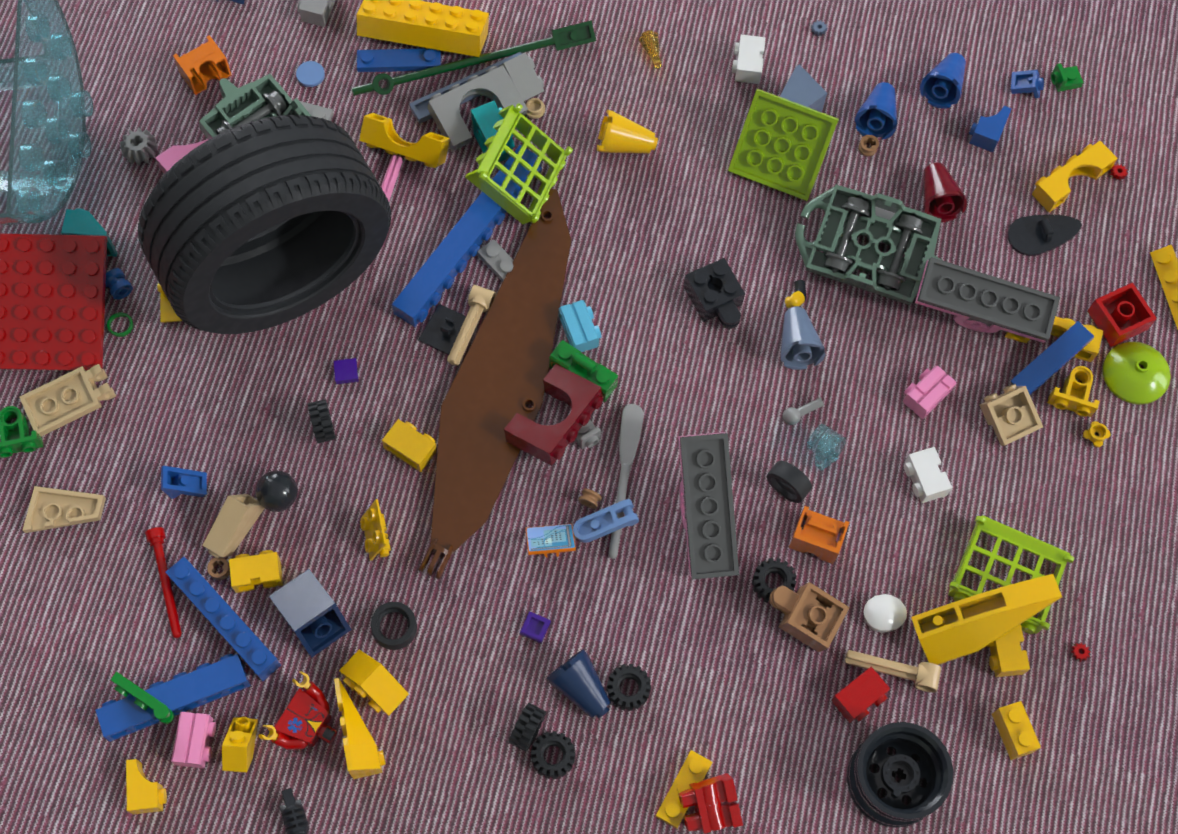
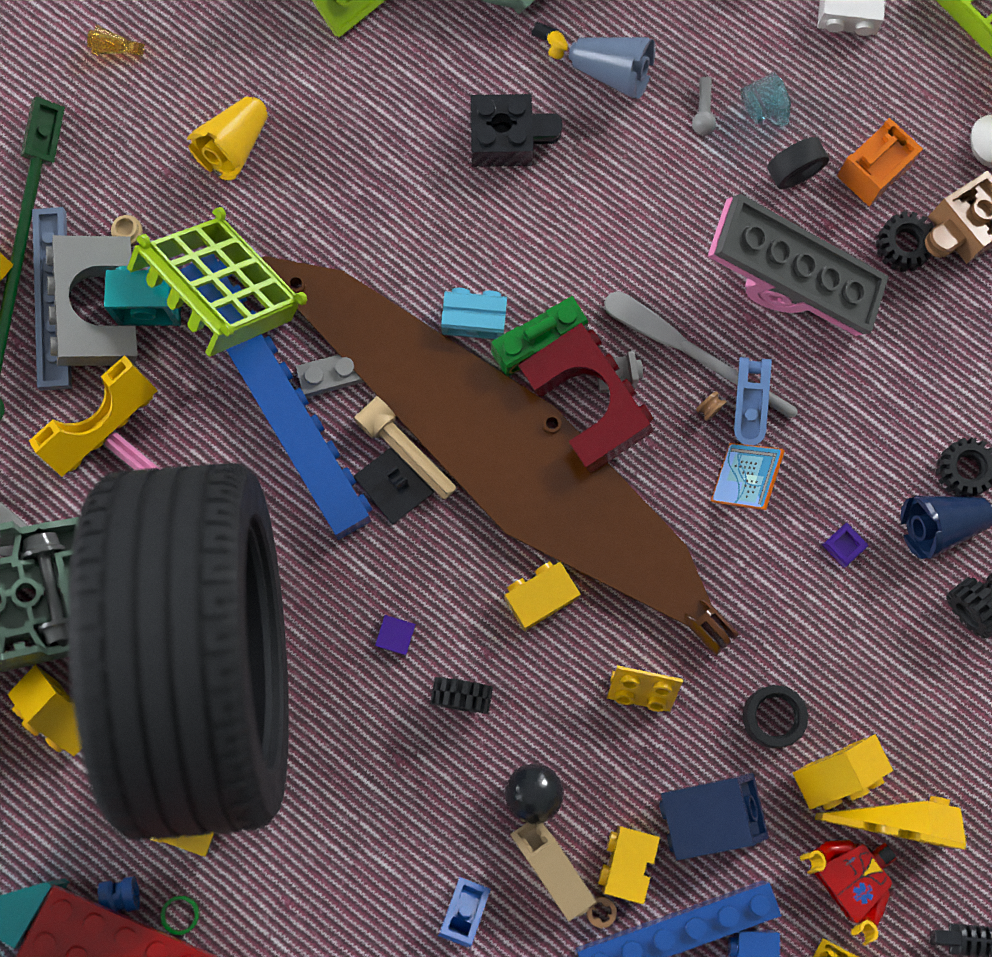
camera: 65 degrees left, 10 degrees up
(524, 76) = (77, 218): light grey brick -> none

